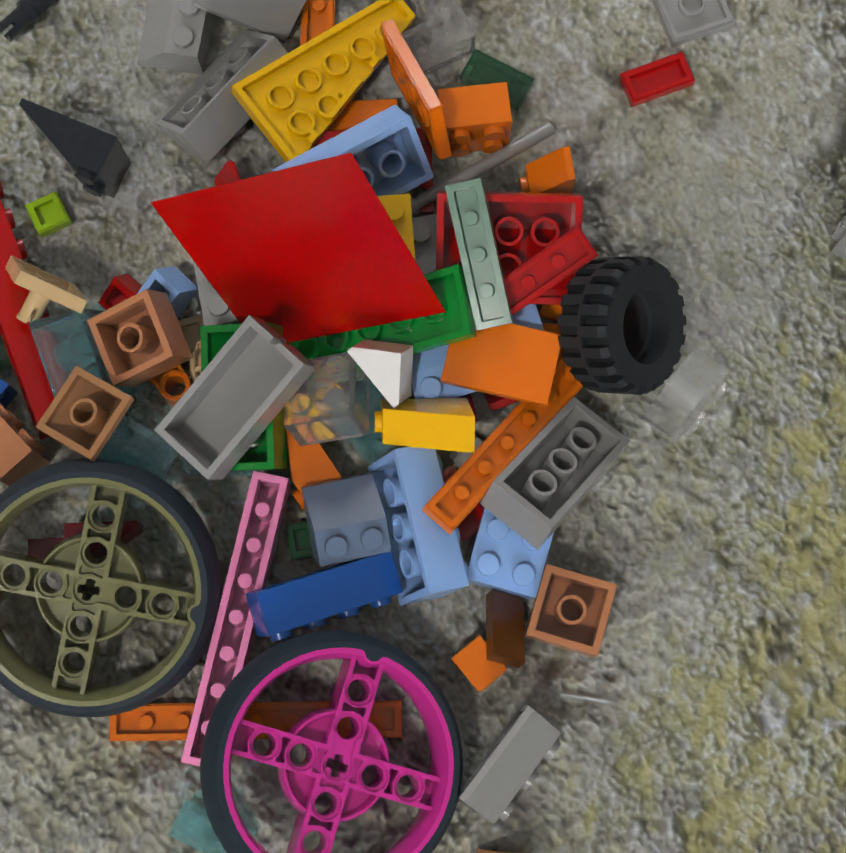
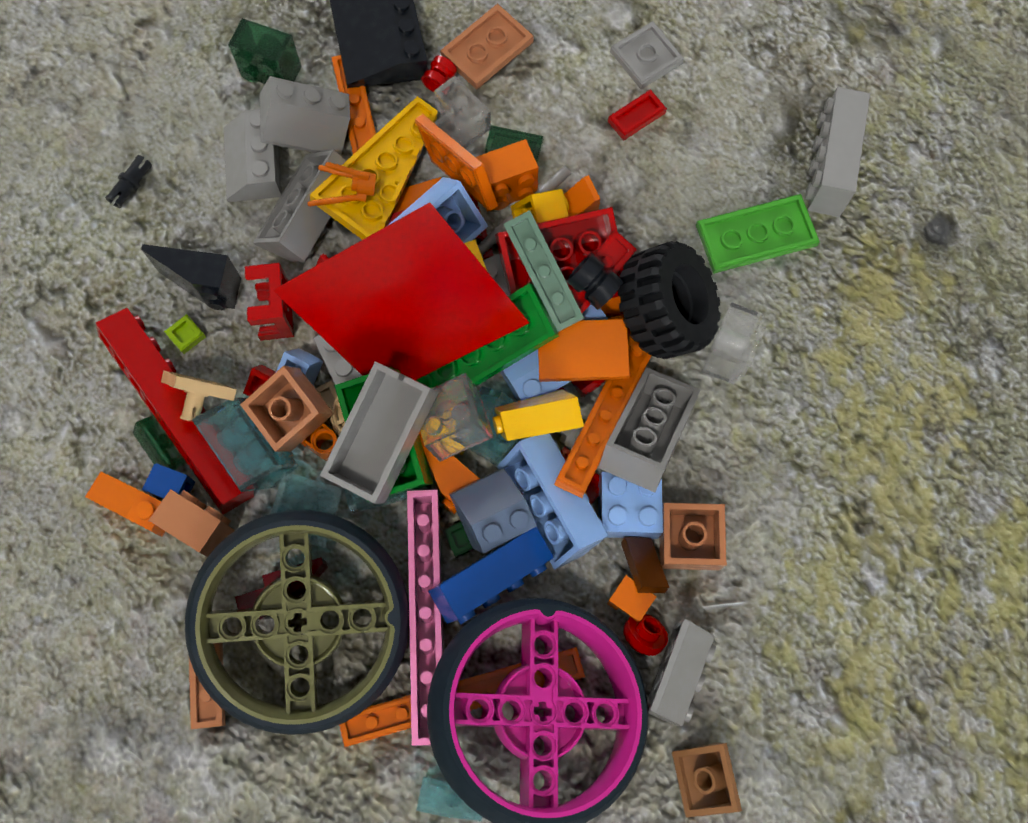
camera: 15 degrees left, 5 degrees down
(85, 413) = (258, 479): medium nougat slope -> none
(160, 181) = (277, 310): none -> red panel
(296, 87) = (362, 182): none -> orange plant
(387, 367) = (494, 378): white slope -> none
(485, 710) = (646, 635): none -> red plate
(503, 172) = (543, 206): none -> yellow brick
(538, 285) = (595, 281): none -> black wheel
(759, 265) = (757, 233): none -> bright green tile

